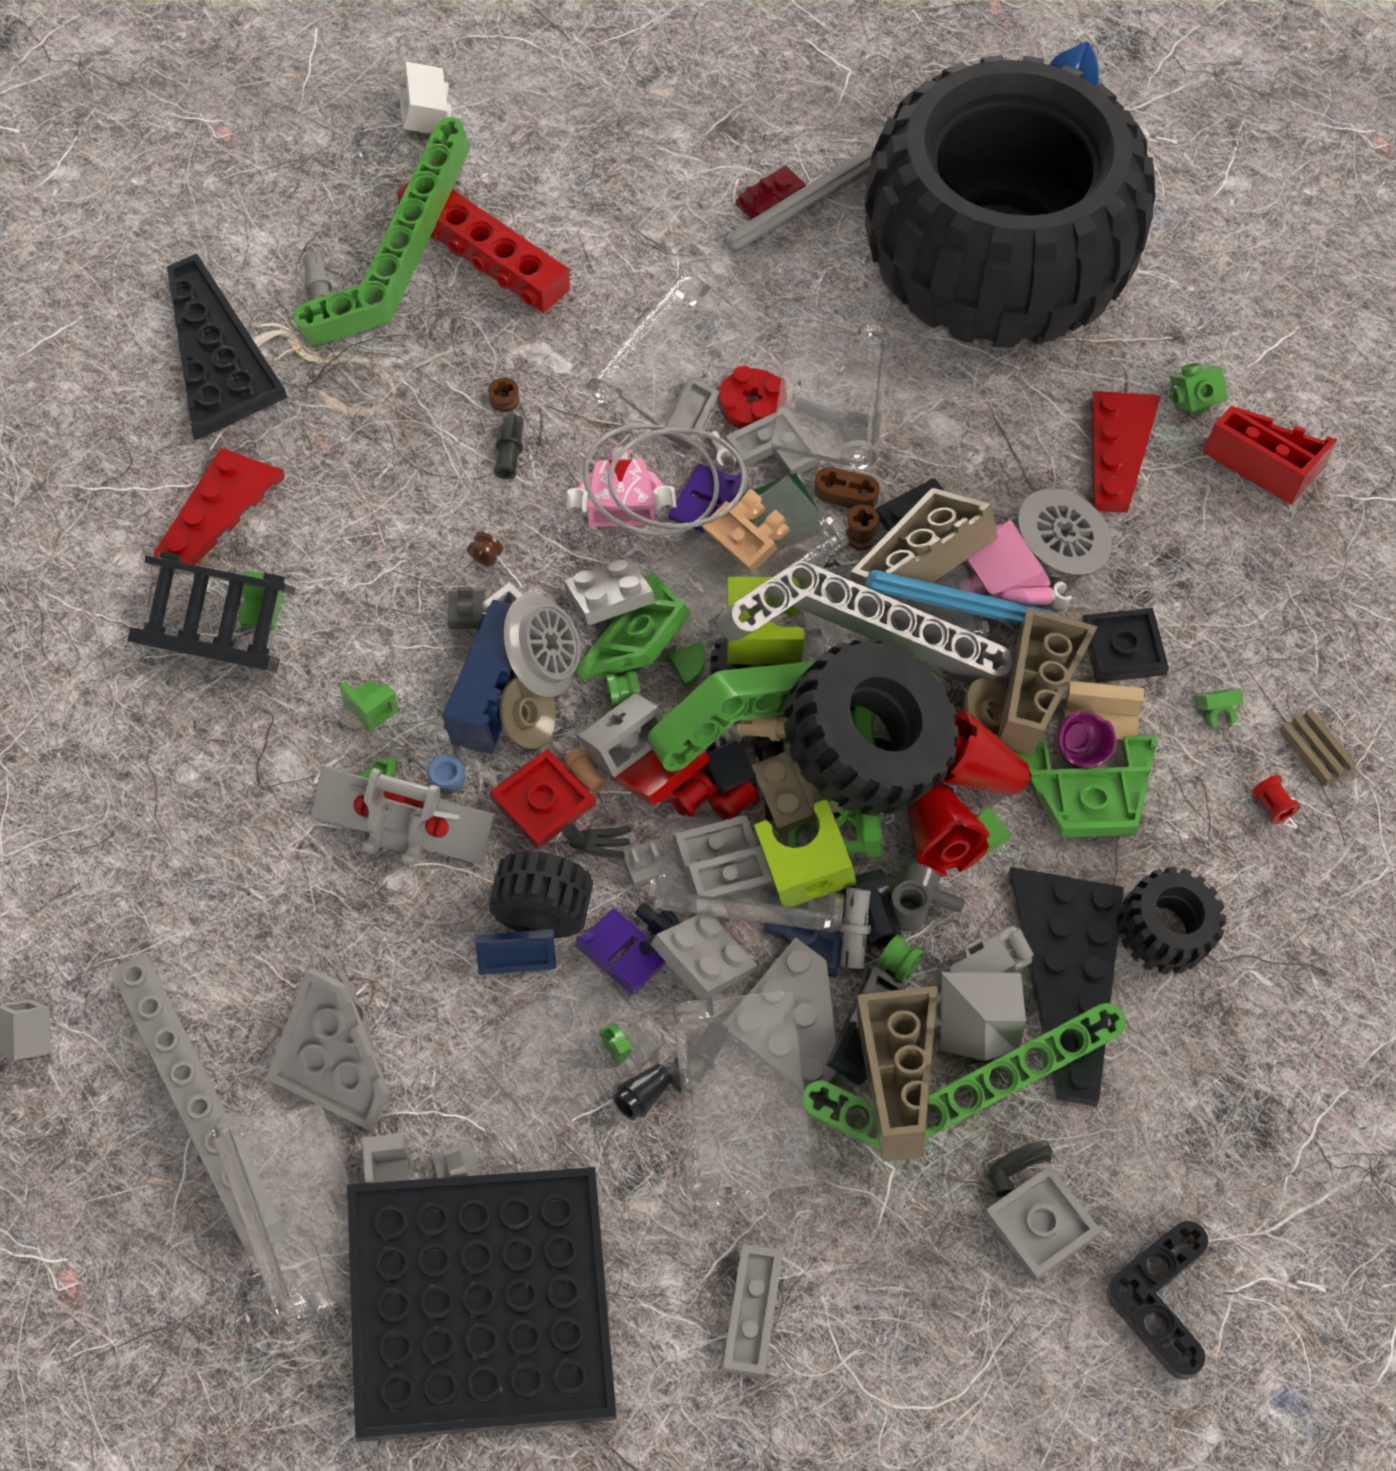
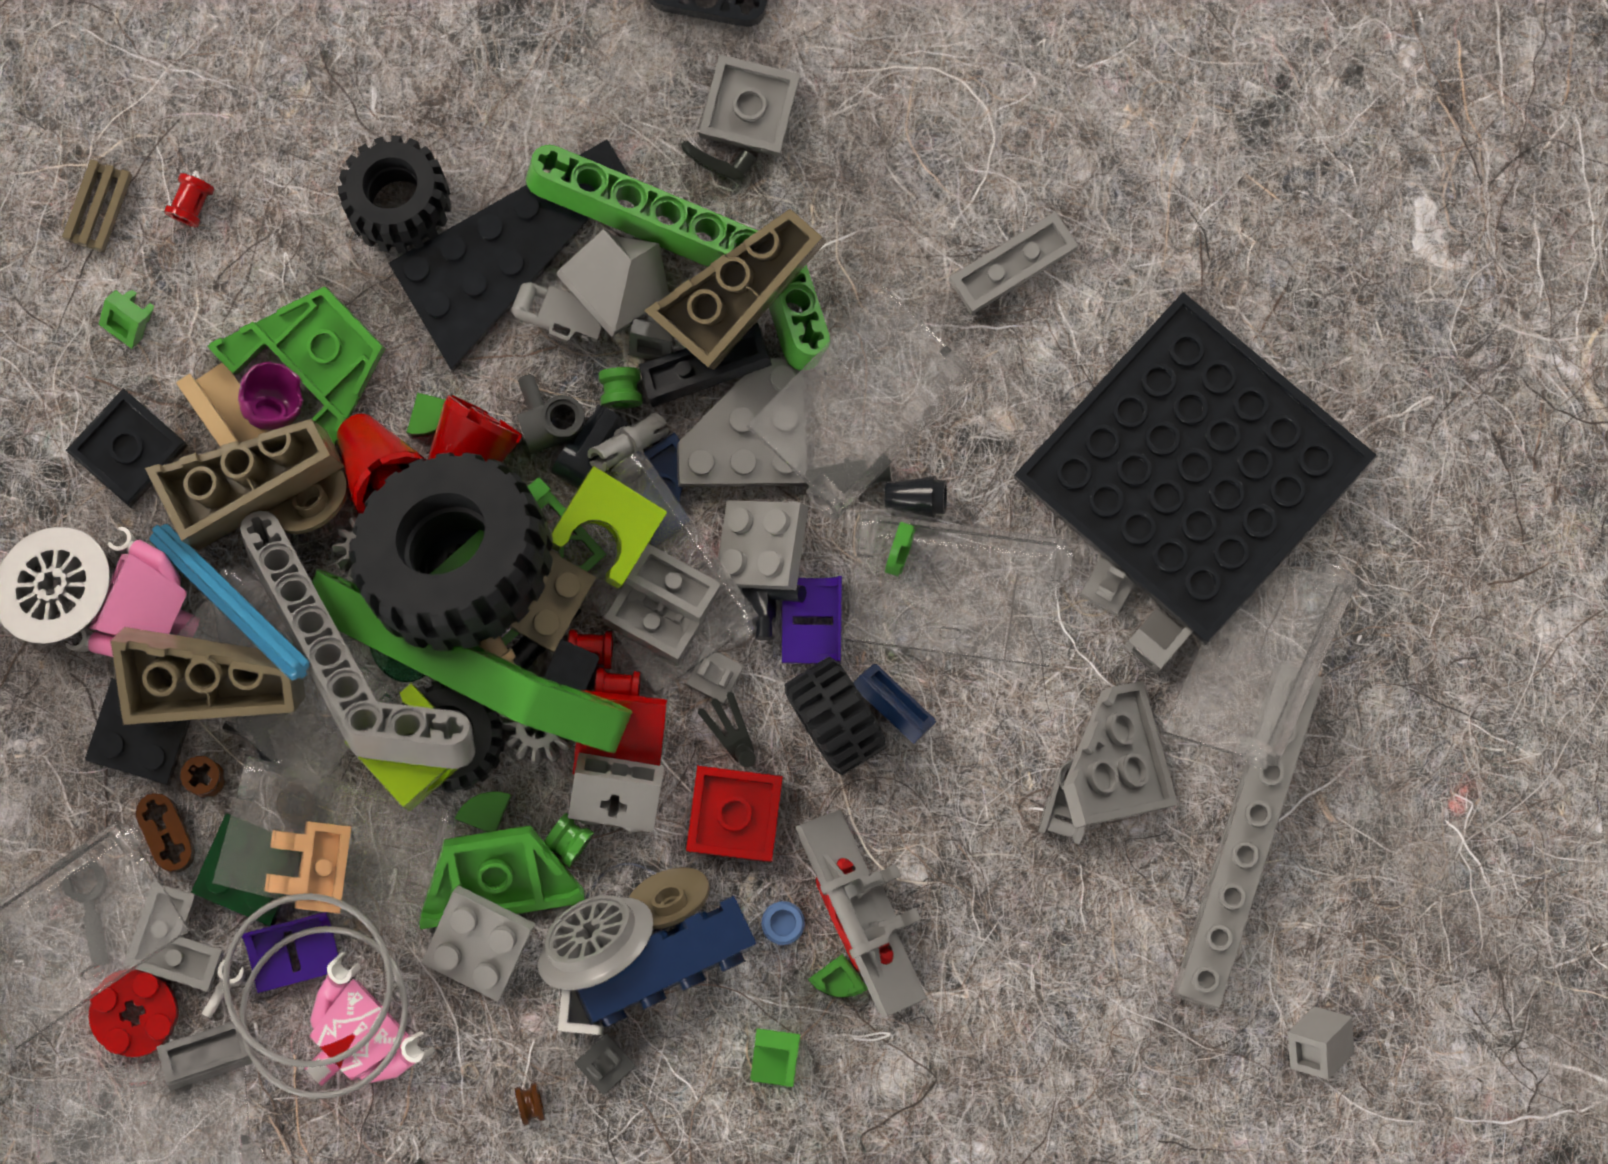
camera: 135 degrees left, 20 degrees up
(584, 771) = (676, 803): medium nougat pin -> none

